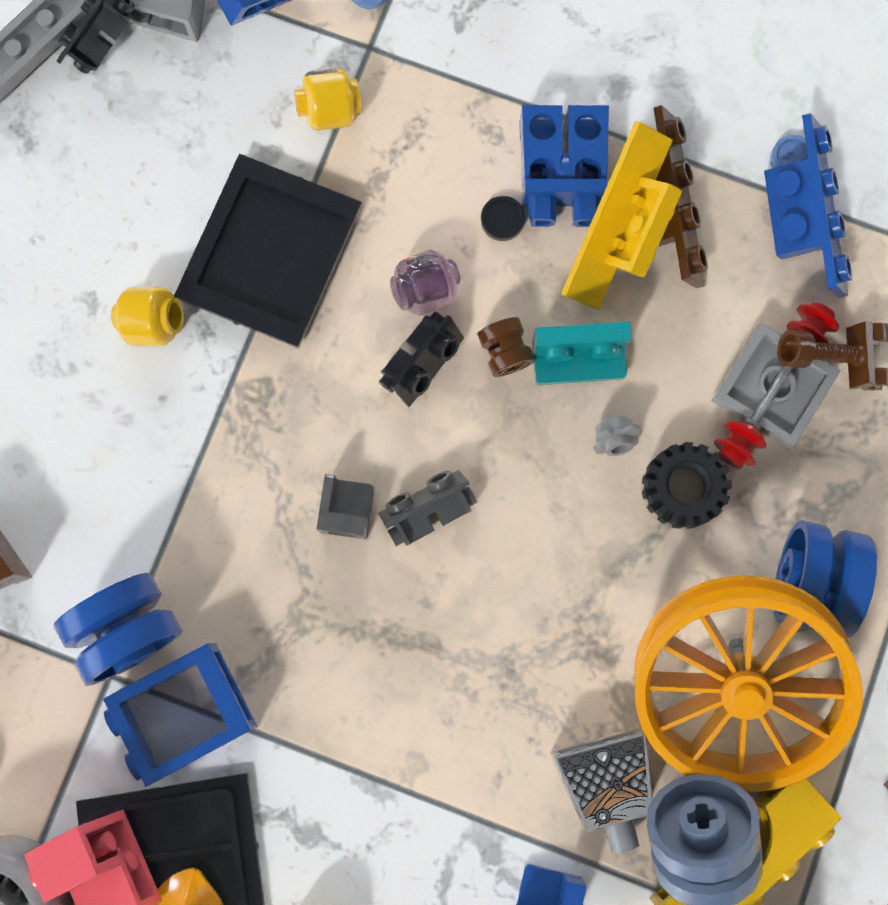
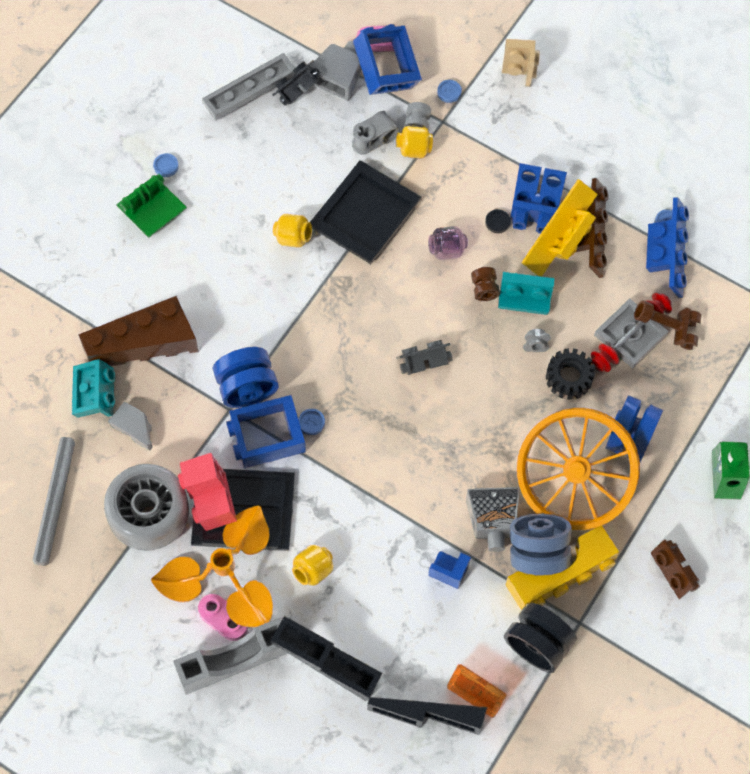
camera: 10 degrees right, 15 degrees down
(253, 95) = (374, 133): none -> light grey piece
(256, 669) = (311, 421): none -> medium blue piece
(324, 47) = (418, 114): none -> light grey wheel
(344, 508) = (378, 349): flat silver panel -> none
(435, 343) = (443, 278): black hinge -> none

